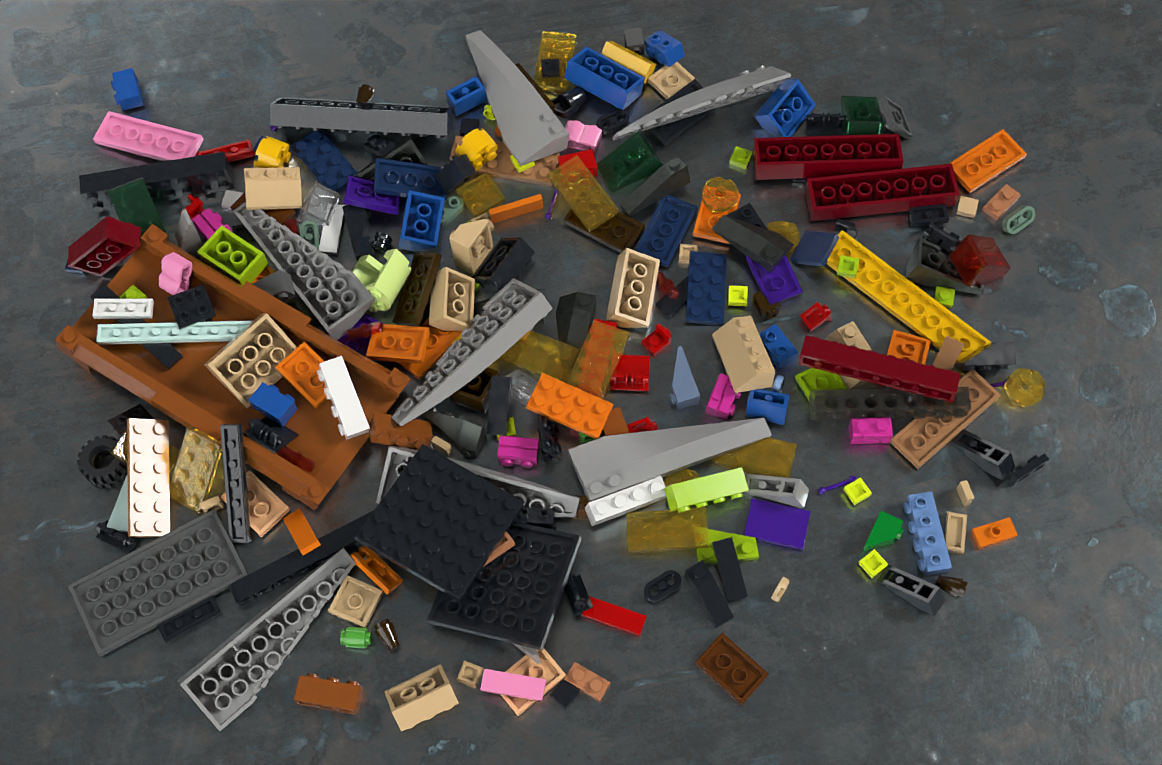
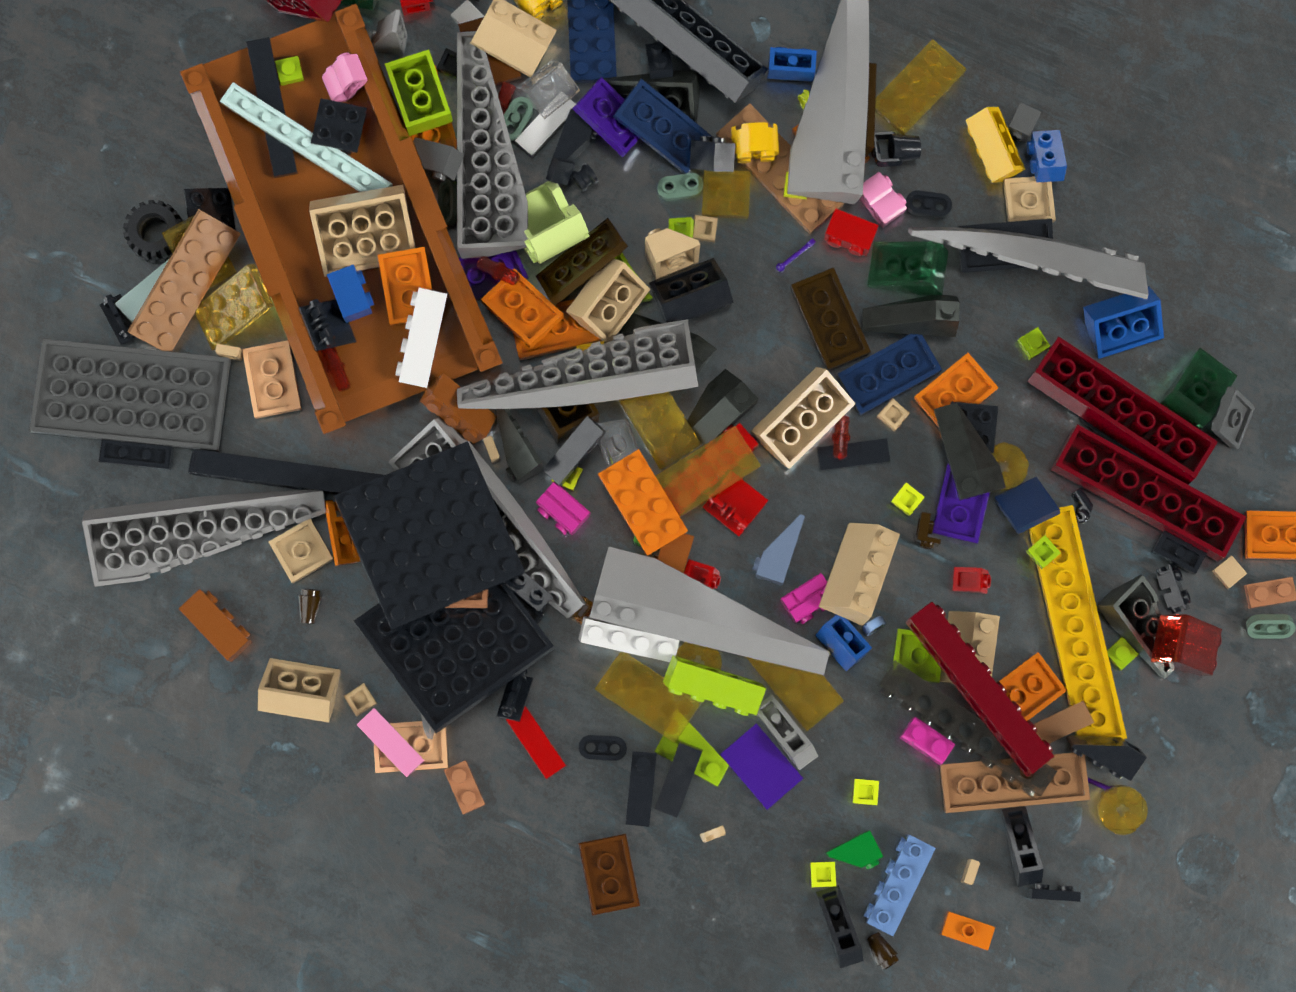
camera: 30 degrees right, 15 degrees up
(123, 308) = (269, 79): white tile -> none
(208, 223) = (422, 34): dark pink brick -> none
(235, 483) = (262, 350): black tile -> none
(301, 531) = (294, 443): orange tile -> none
(356, 637) = (277, 587): bright green brick -> none
(421, 221) = (640, 184): blue slope -> none
(468, 125) = (771, 102): black tile -> none
(516, 208) = (750, 236): orange tile -> none
(549, 440) = (600, 519): black hinge -> none
(550, 67) = (907, 93): black tile -> none
(564, 694) = (434, 783): black tile -> none
(583, 193) = (829, 272): clear yellow plate -> none
(604, 78) = (954, 148): blue brick -> none
(657, 340) = (788, 489): red bracket -> none
(706, 288) = (881, 467): dark blue plate -> none
(721, 185) = (984, 366): clear yellow plate -> none
(778, 347) = (902, 585): blue brick -> none
(821, 490) = (871, 775): dark purple hinge -> none
(825, 124) = (1151, 373): black hinge -> none
(955, 532) = (929, 902): tan tile -> none

